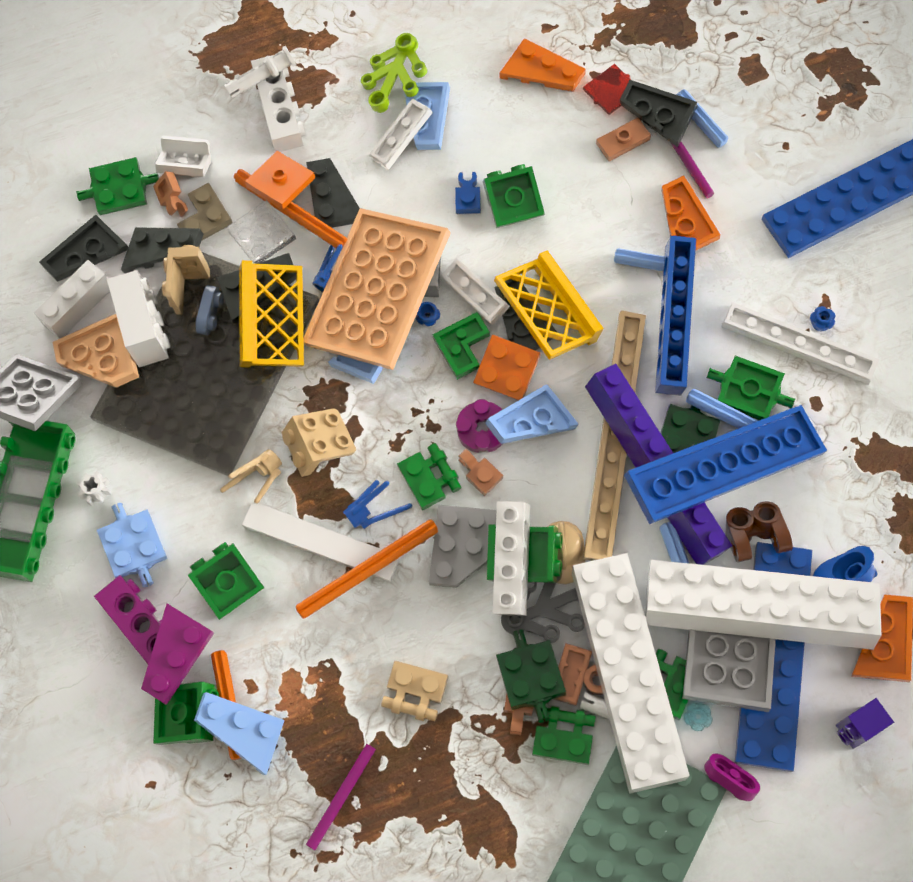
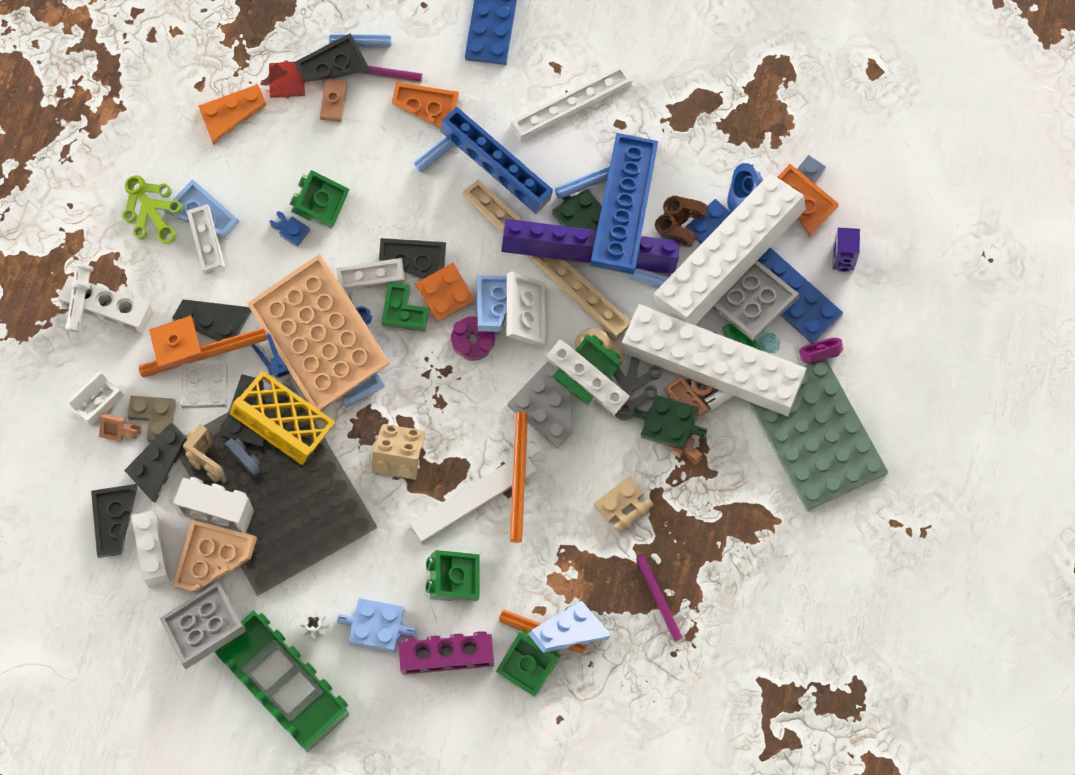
camera: 60 degrees left, 0 degrees up
(117, 186) = (77, 462): green plate -> none
(174, 653) = (484, 636): magenta wing -> none
(265, 464) = (389, 497): tan plant -> none
(358, 512) = (473, 459): blue plant -> none
(421, 479) = (481, 403): green plate -> none
(482, 474) = (507, 361): nougat plate -> none
(544, 451) = (525, 309): none -> white plate
(564, 298) = (424, 220): yellow fence -> none
(564, 744) = (727, 437): green plate -> none
(751, 388) = (580, 154): green plate -> none
(818, 323) = (567, 81): blue plate -> none

